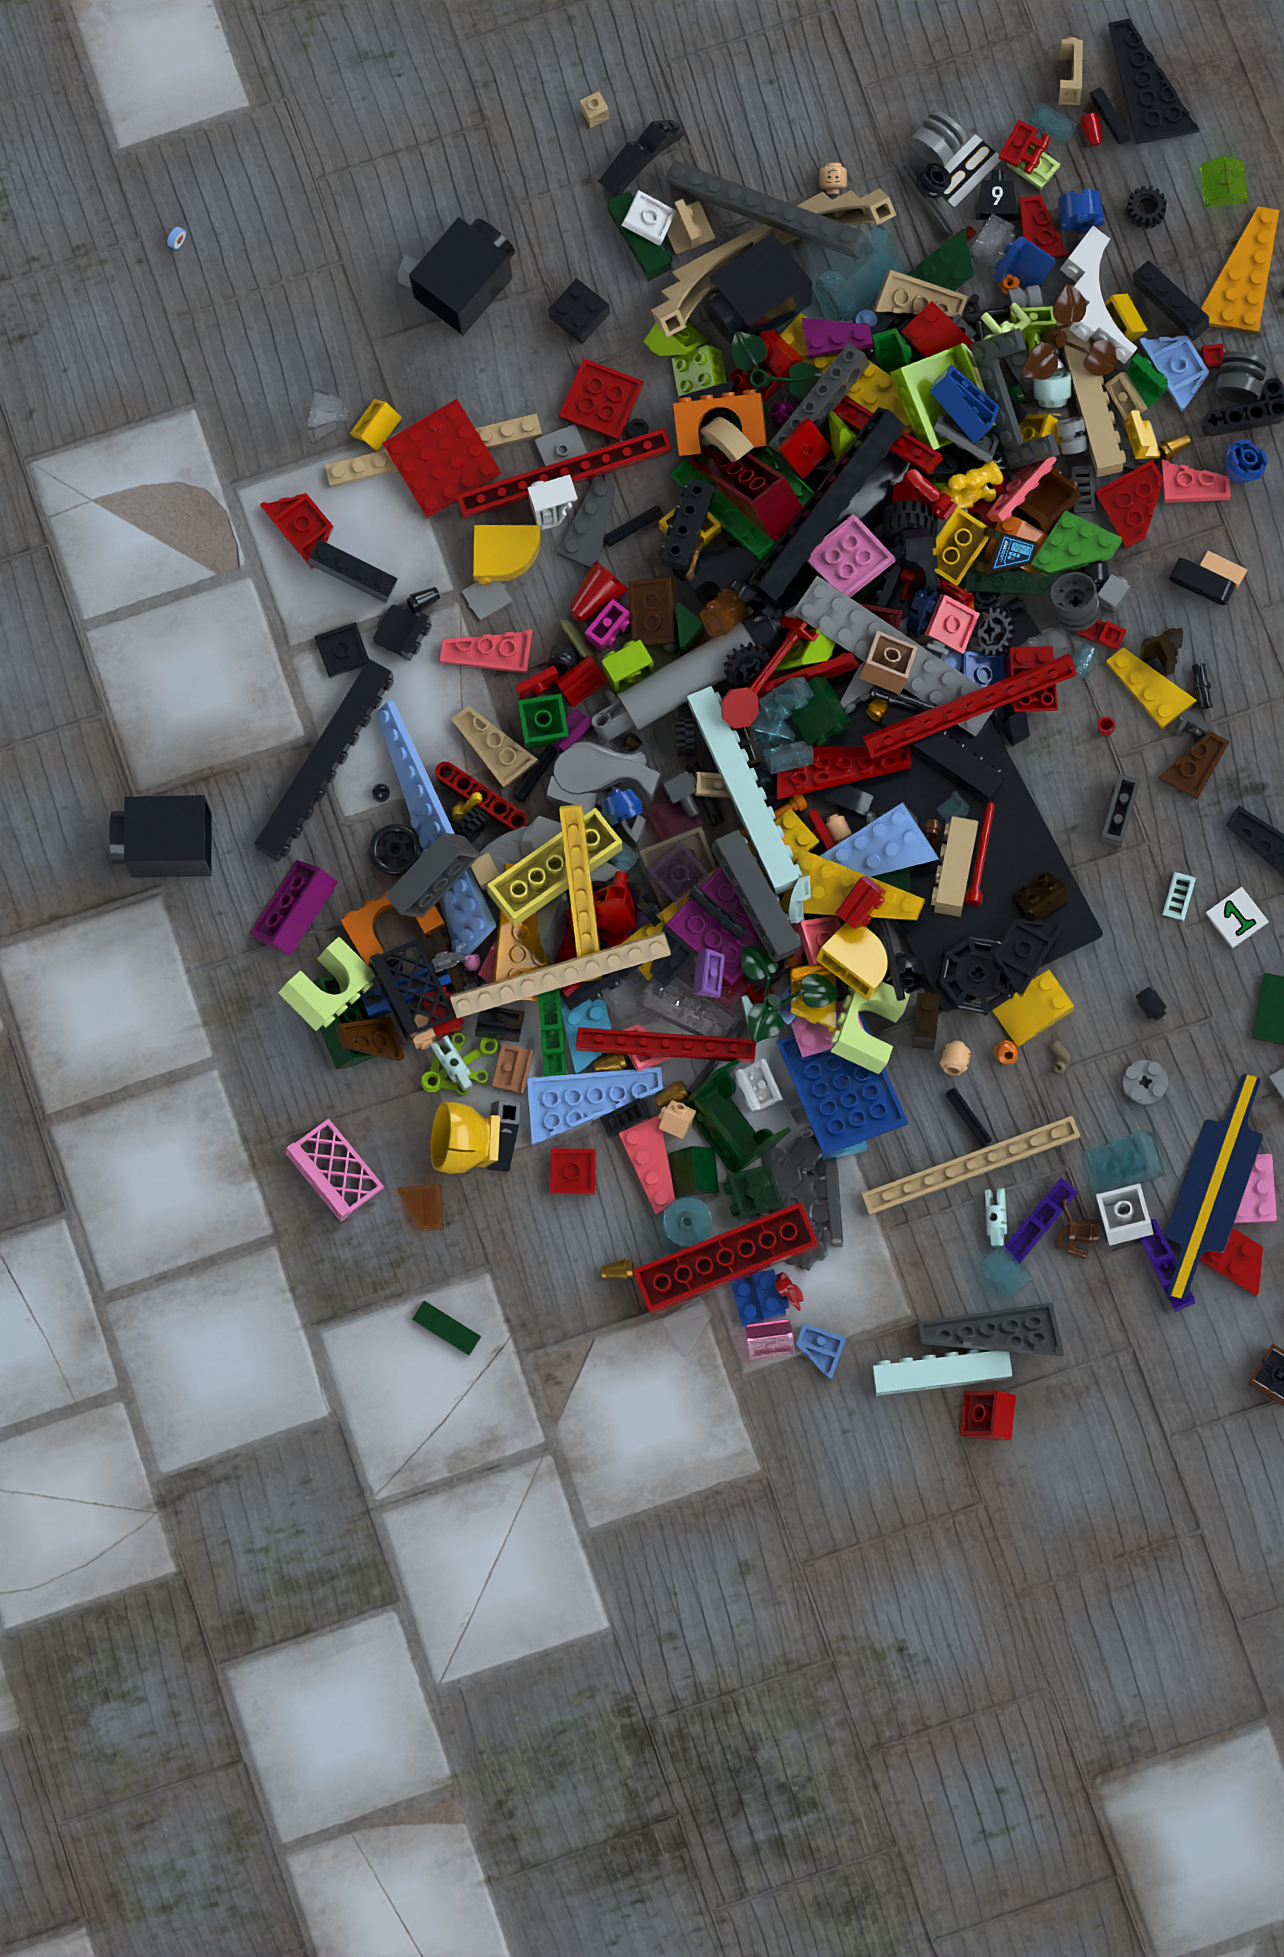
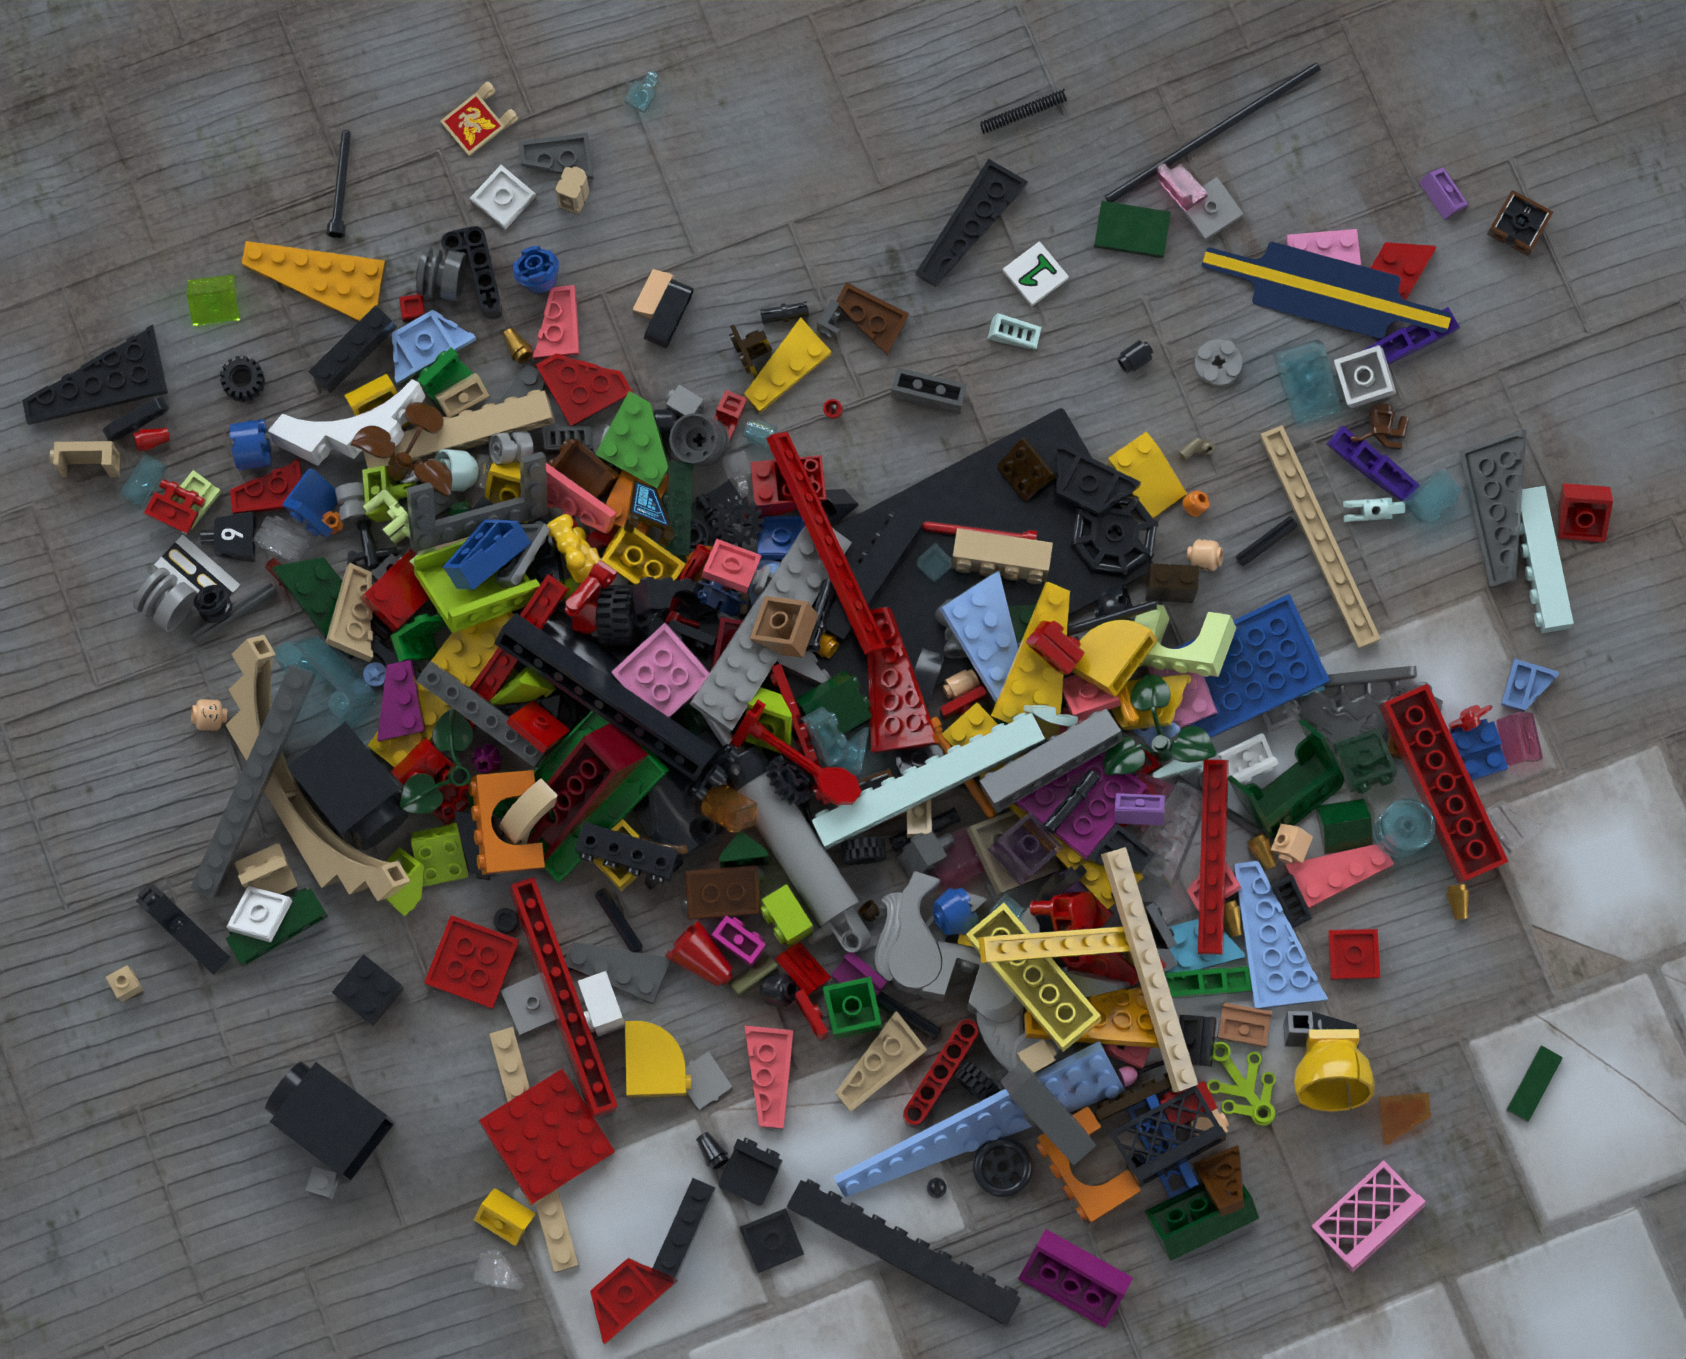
camera: 100 degrees left, 0 degrees up
(320, 1007) = (1157, 1203): yellowish green arch -> none
(446, 960) = (1134, 1100): clear plate -> none
(458, 1073) = (1253, 1080): light aqua hinge -> none
(462, 809) = (958, 1095): yellow piece -> none
(788, 757) = (887, 736): clear light blue bracket -> none
(931, 831) = (961, 581): reddish brown plate -> none
(1141, 436) = (508, 378): yellow panel -> none

